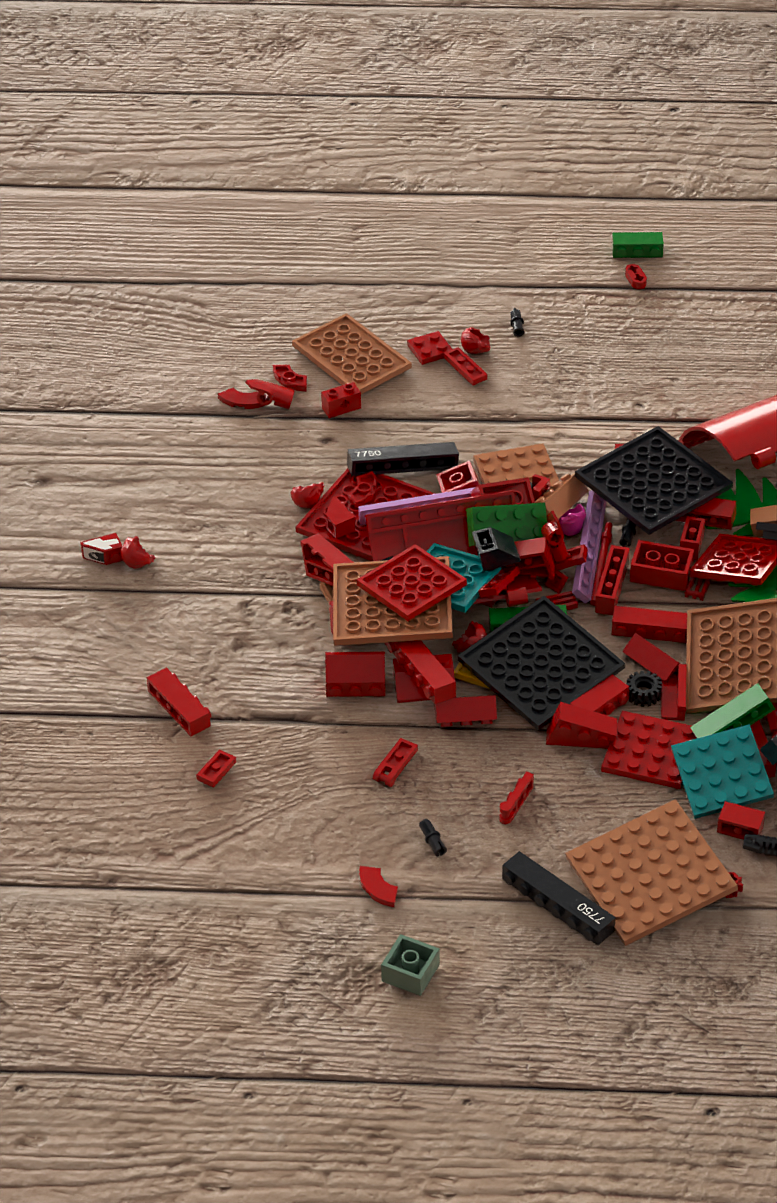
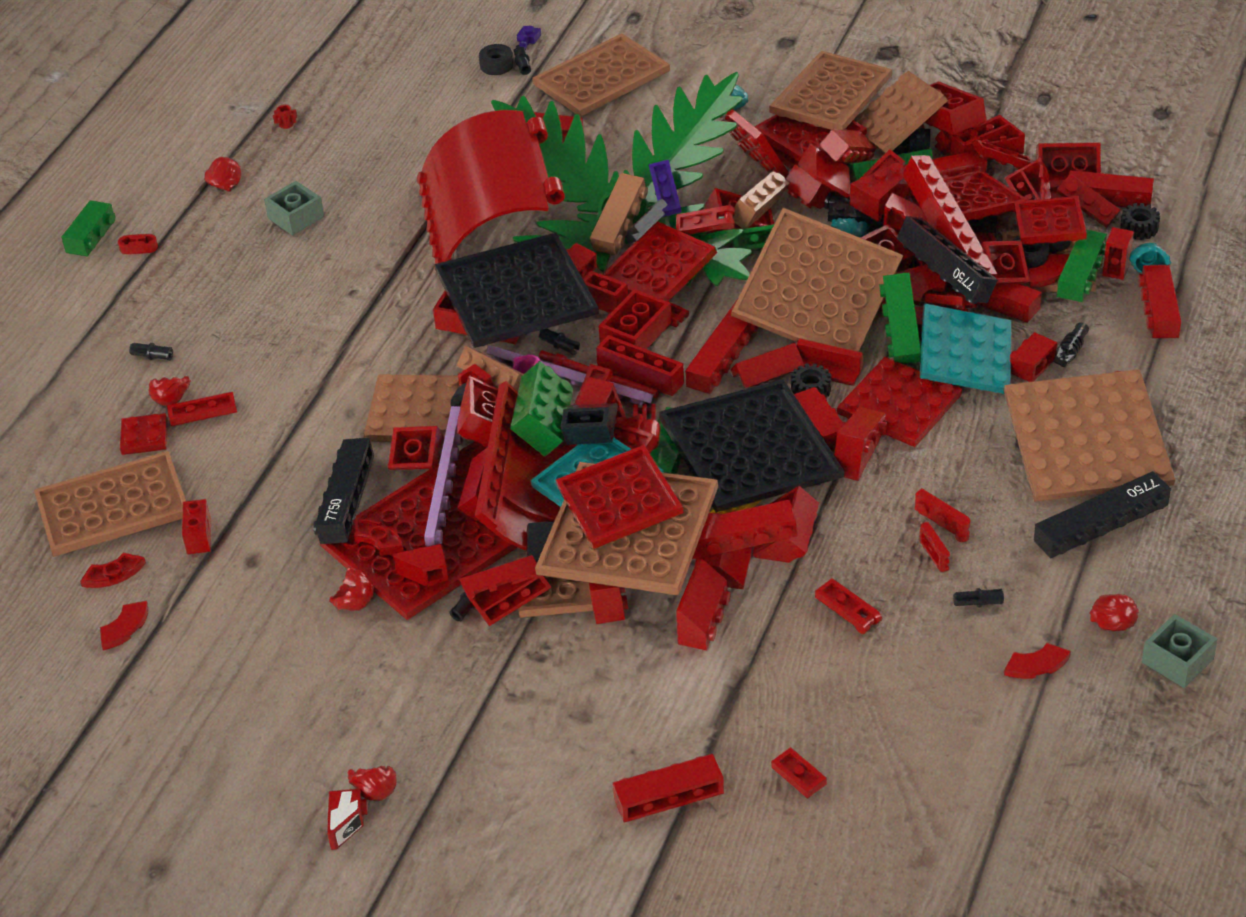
camera: 70 degrees left, 0 degrees up
(281, 395) = (147, 584): red panel -> none
(447, 924) = (1114, 612): none -> red hair
(477, 799) = (934, 547): none -> red tile
(554, 535) = (575, 369): red panel -> none
(711, 339) = (294, 207): none -> sand green brick
(739, 291) = (223, 173): none -> red hair

